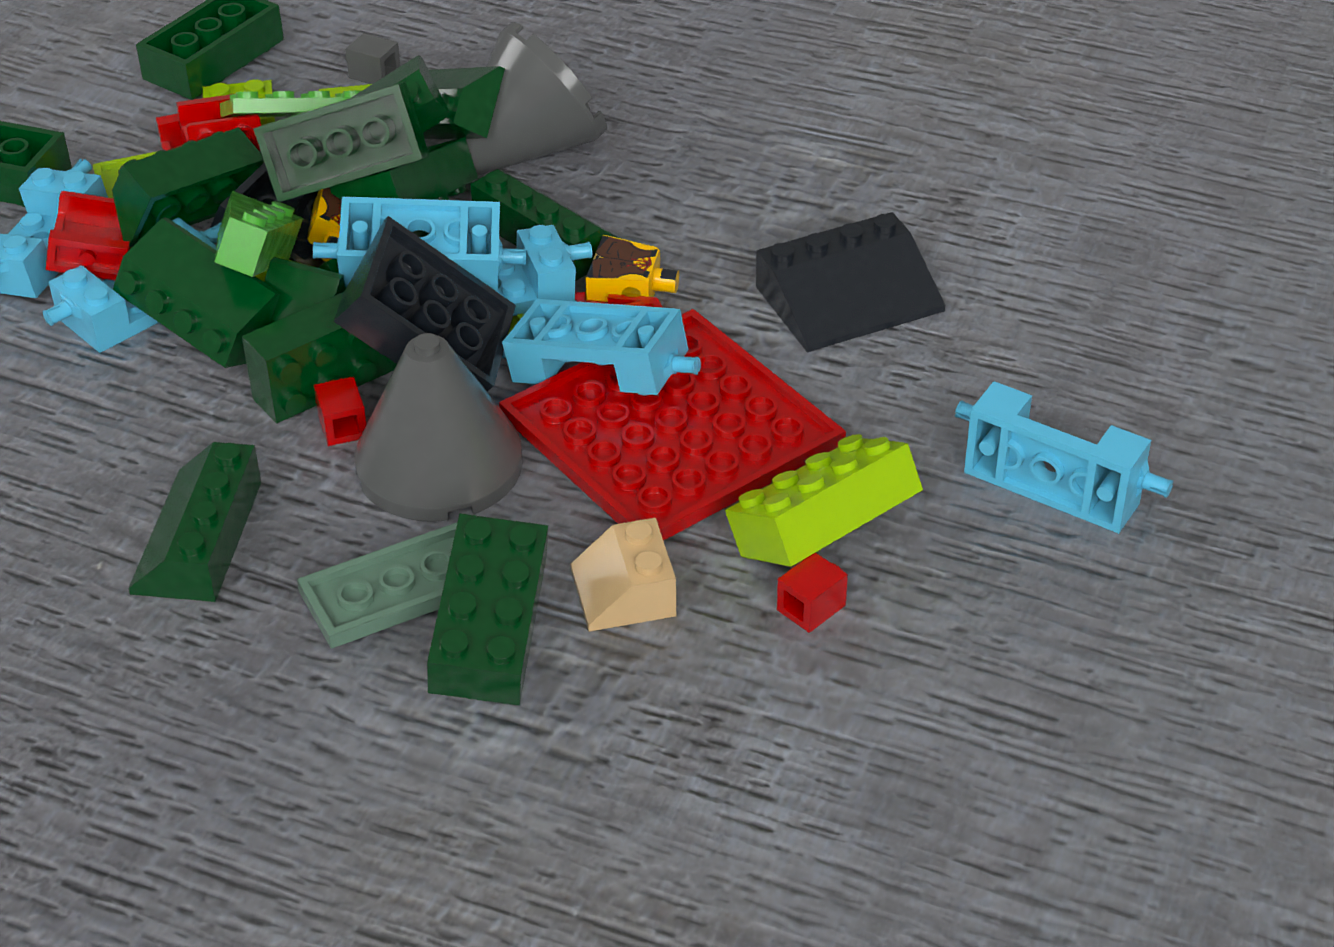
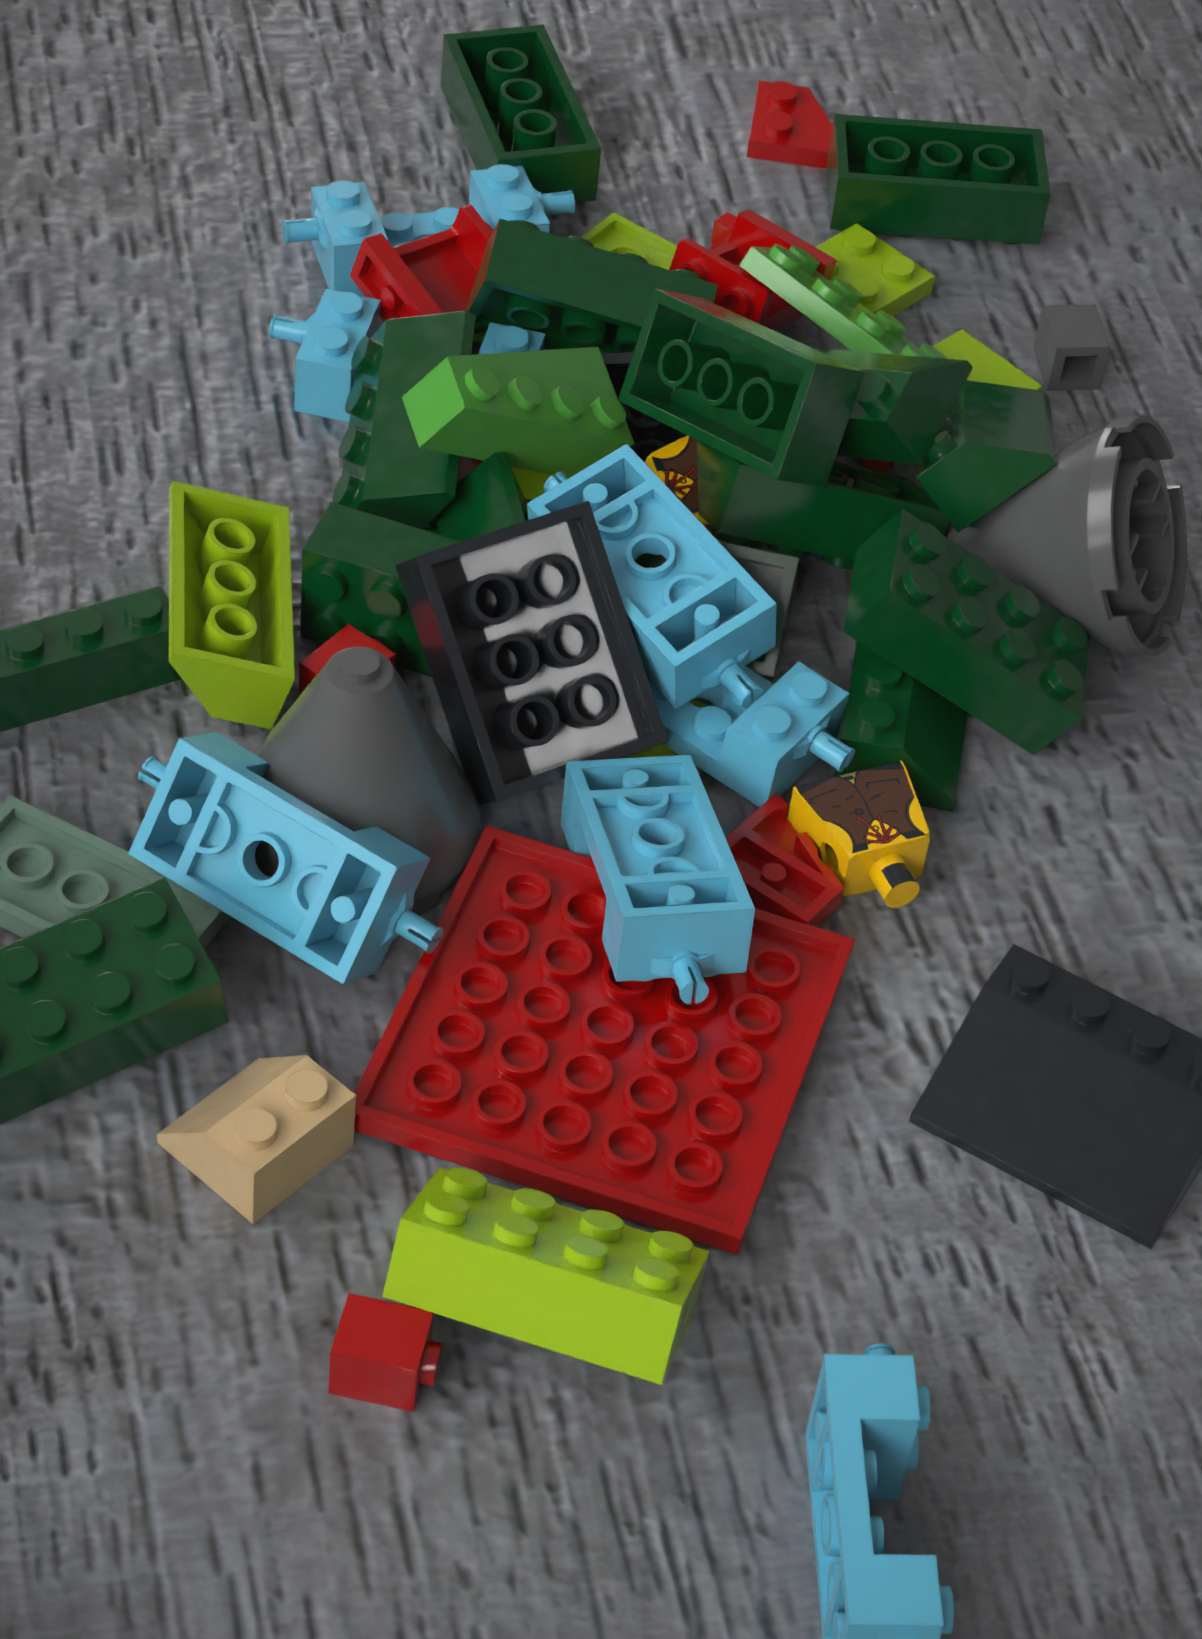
camera: 50 degrees right, 5 degrees up
(99, 78) = (789, 126): none -> red wing
(254, 415) = (231, 602): none -> lime slope
(420, 487) = (334, 890): none -> medium azure brick
(552, 166) = (967, 632): none -> dark green brick

